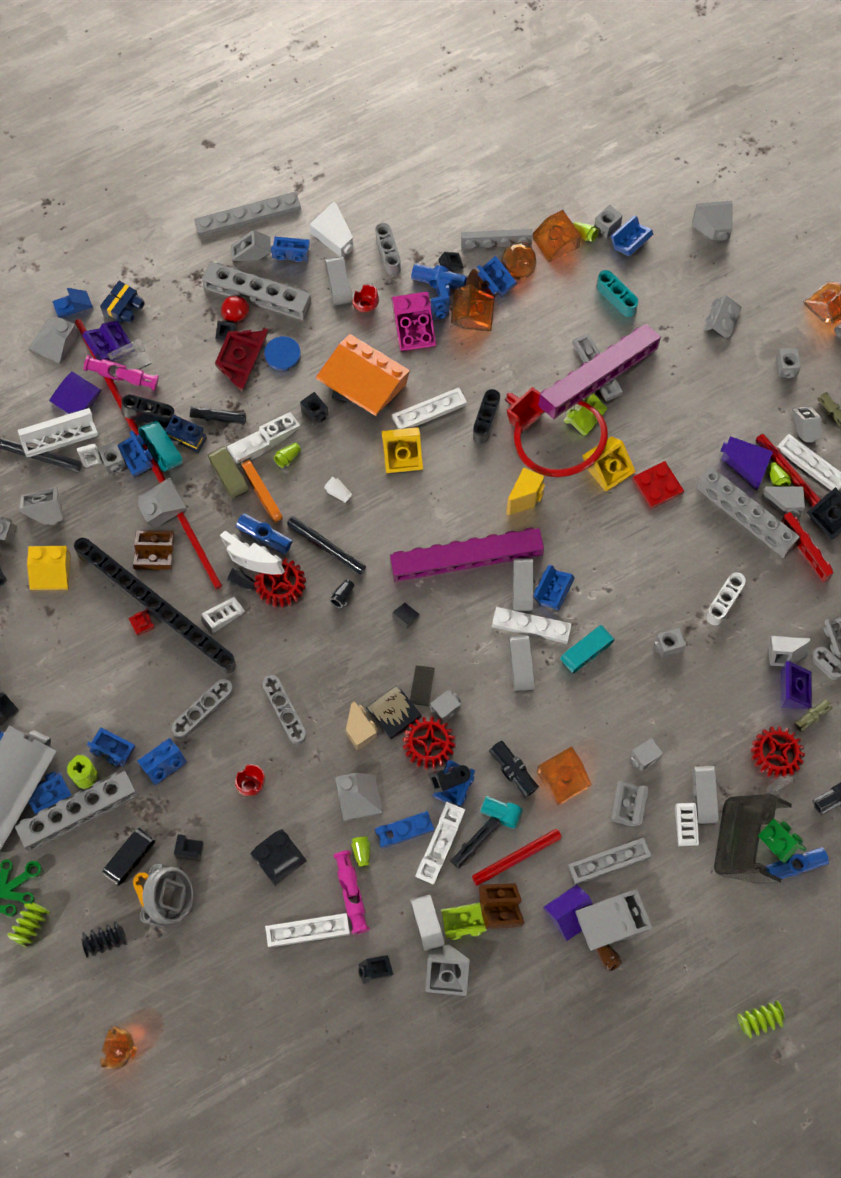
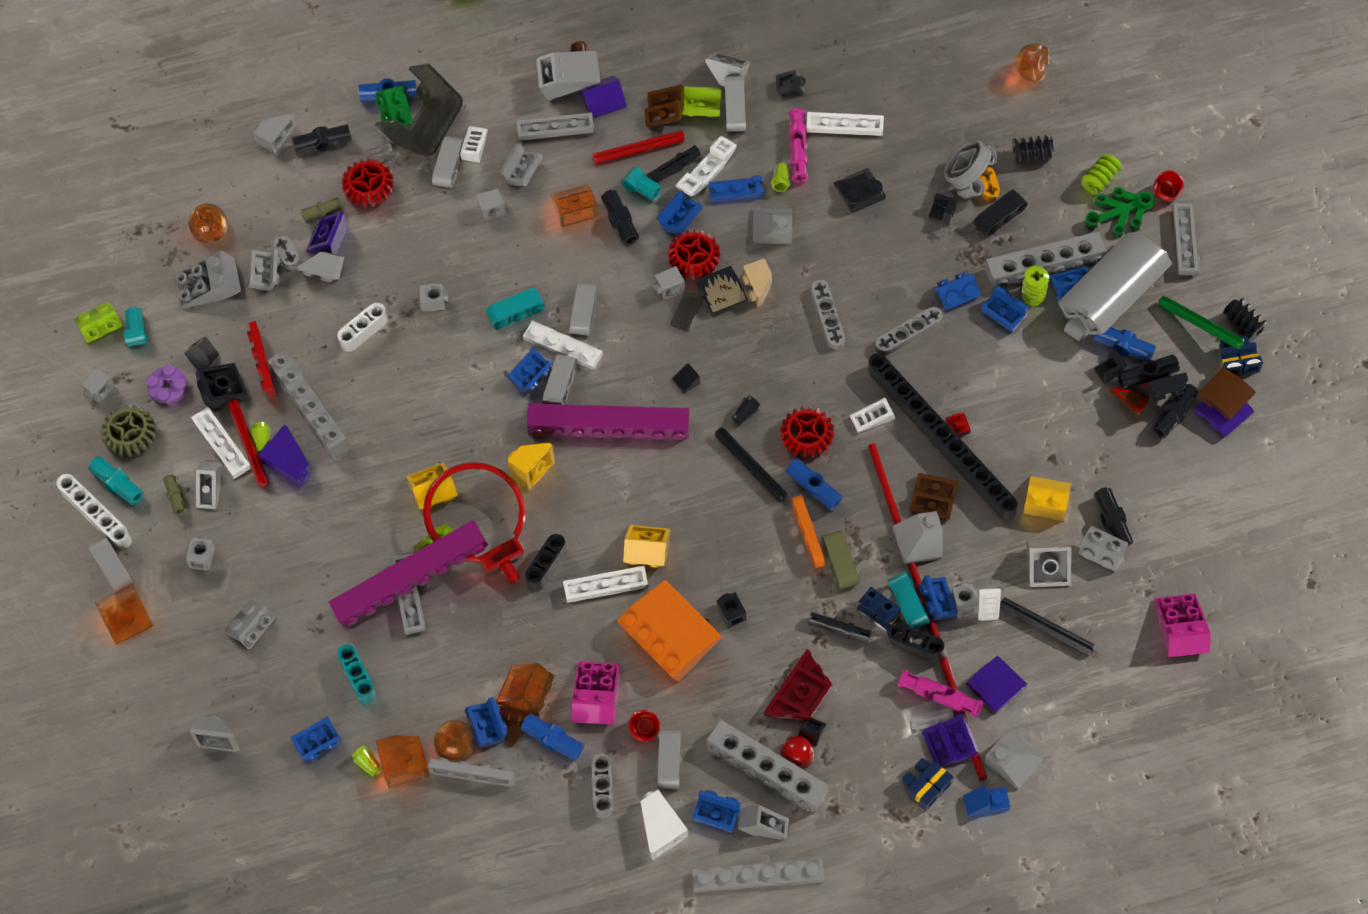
camera: 165 degrees left, 5 degrees down
(56, 429) = (1021, 643): white fence -> none
(239, 579) = (849, 445): black cone -> none
(250, 780) = (874, 252): red hair -> none
(253, 556) = (828, 447): white slope -> none
(265, 439) = (794, 588): white slope -> none
(282, 353) = (753, 687): blue tile -> none
(286, 455) = (772, 566): lime cone -> none
(338, 489) = (728, 519): white cone -> none
(441, 303) = (560, 690): blue bracket -> none
(444, 781) = (682, 210): black leg -> none
(451, 261) = (533, 759): black slope -> none
(609, 215) = (336, 774): light grey brick -> none
(658, 485) = (387, 456): red plate -> none
(785, 499) = (261, 408): light grey slope -> none

